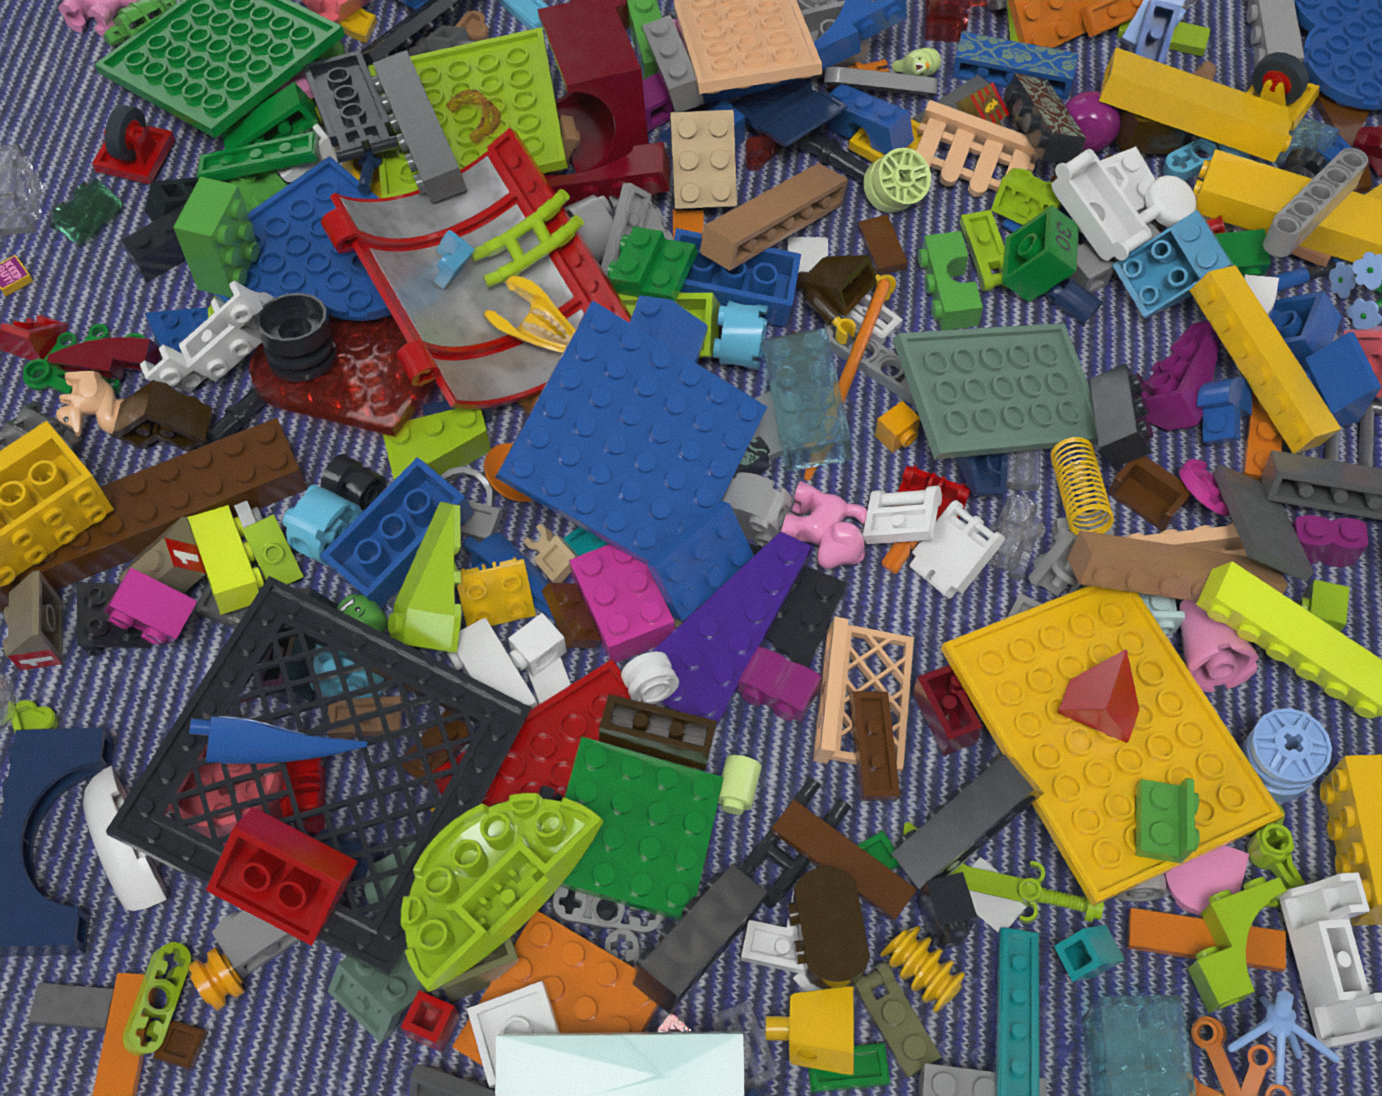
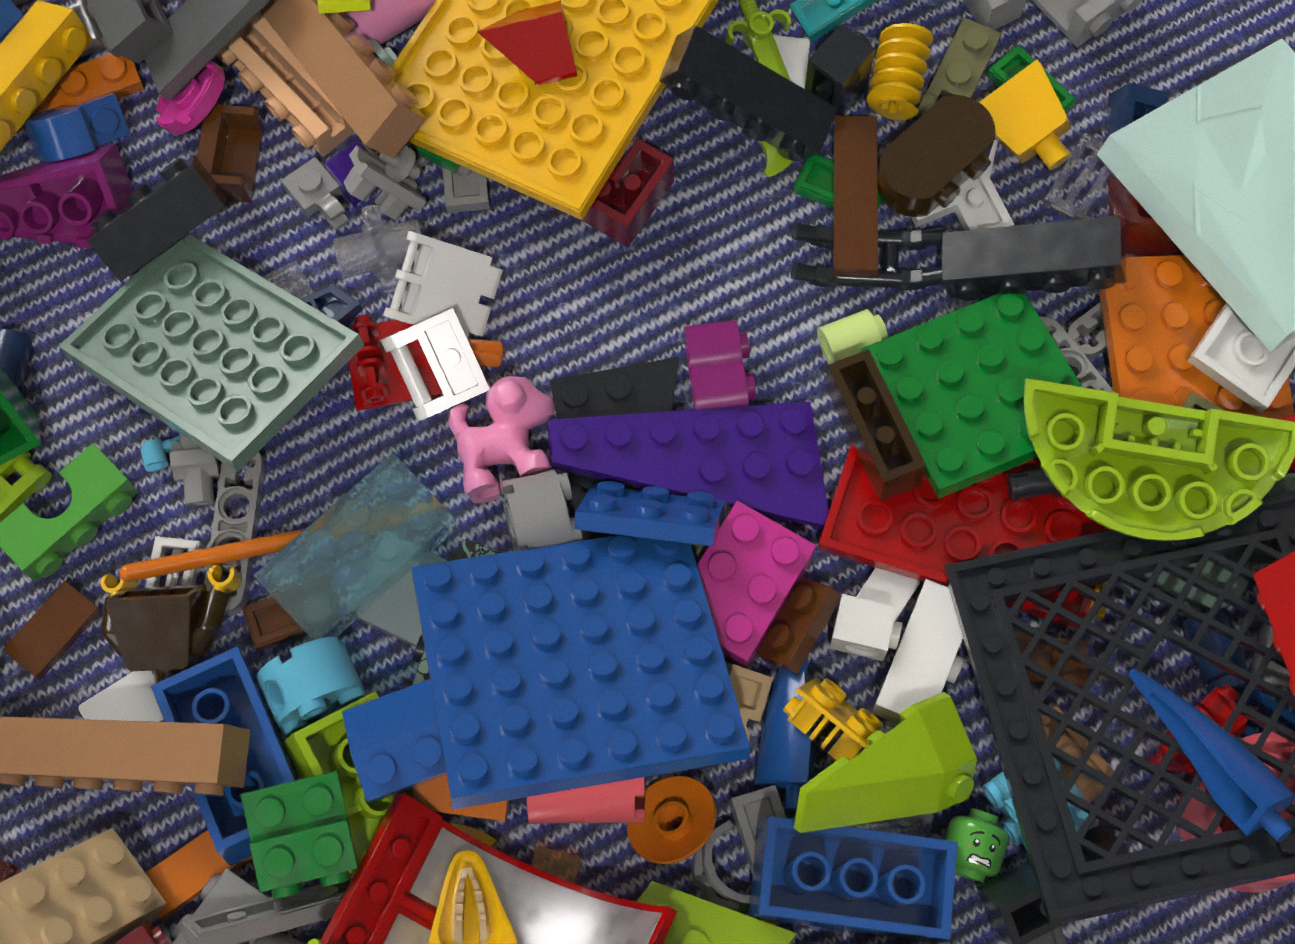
camera: 125 degrees left, 10 degrees up
(650, 678) = (820, 478): white wheel -> none
(835, 683) = (667, 325): light nougat fence -> none
(874, 746) = (721, 233): reddish brown plate -> none
(897, 427) = (317, 445): light orange plate -> none
(1059, 469) = (237, 248): yellow piece -> none

